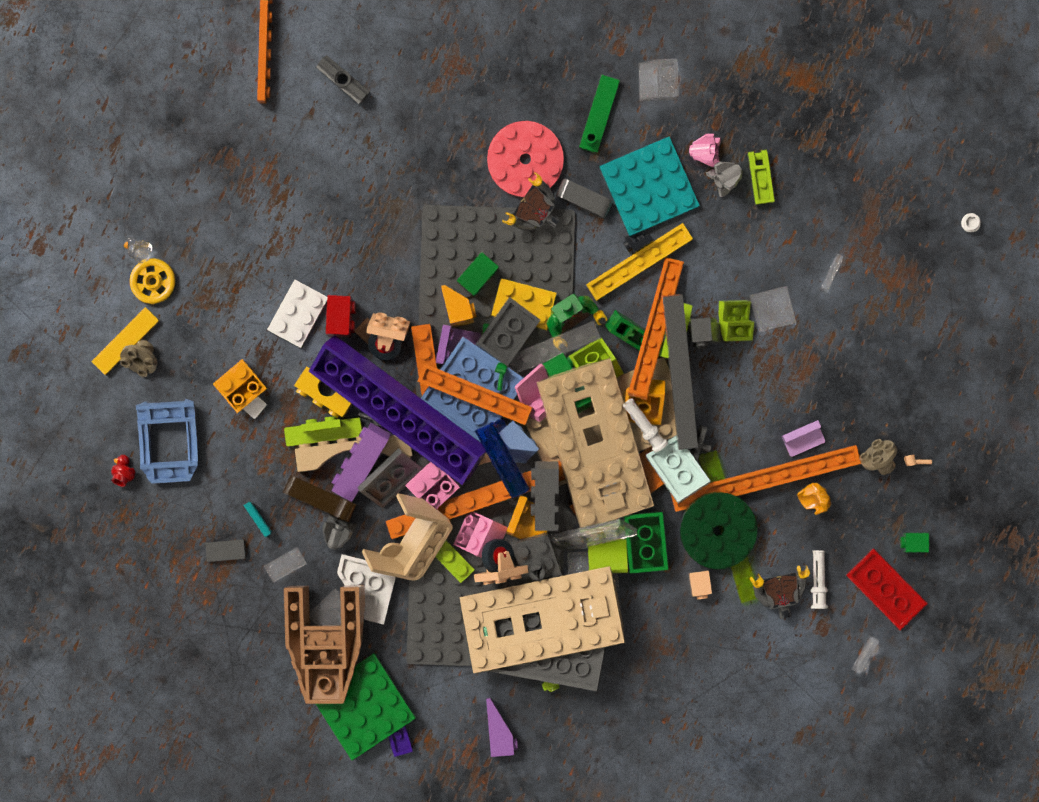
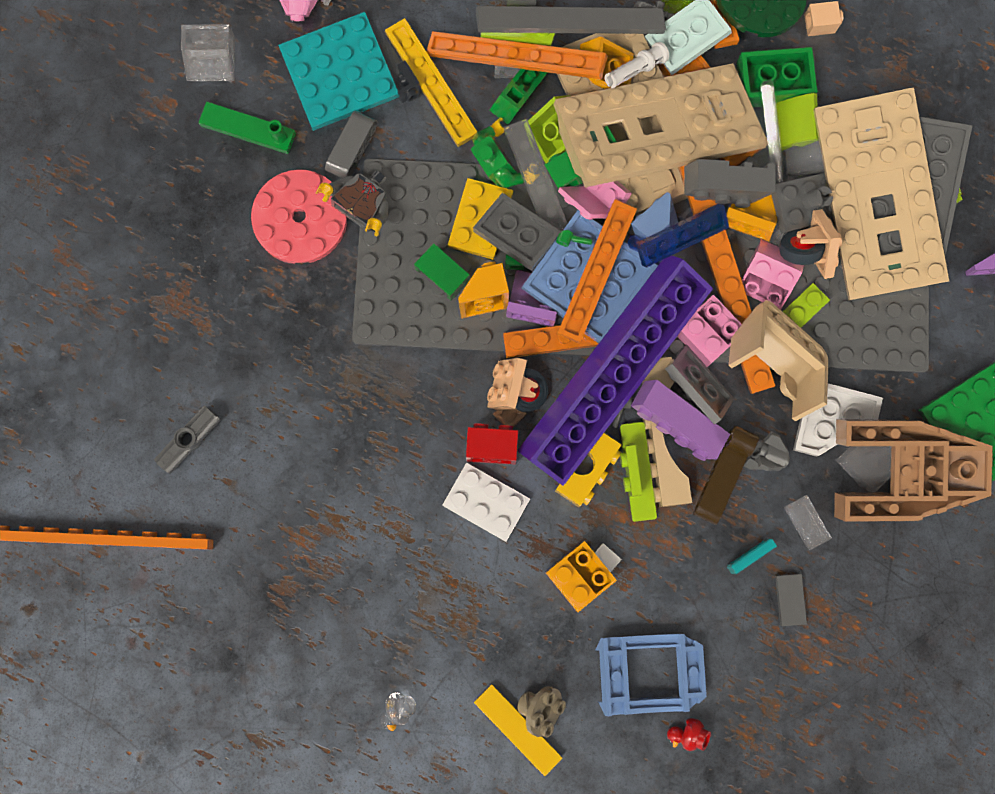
camera: 95 degrees left, 5 degrees down
(155, 297) = (421, 682): yellow plate -> none

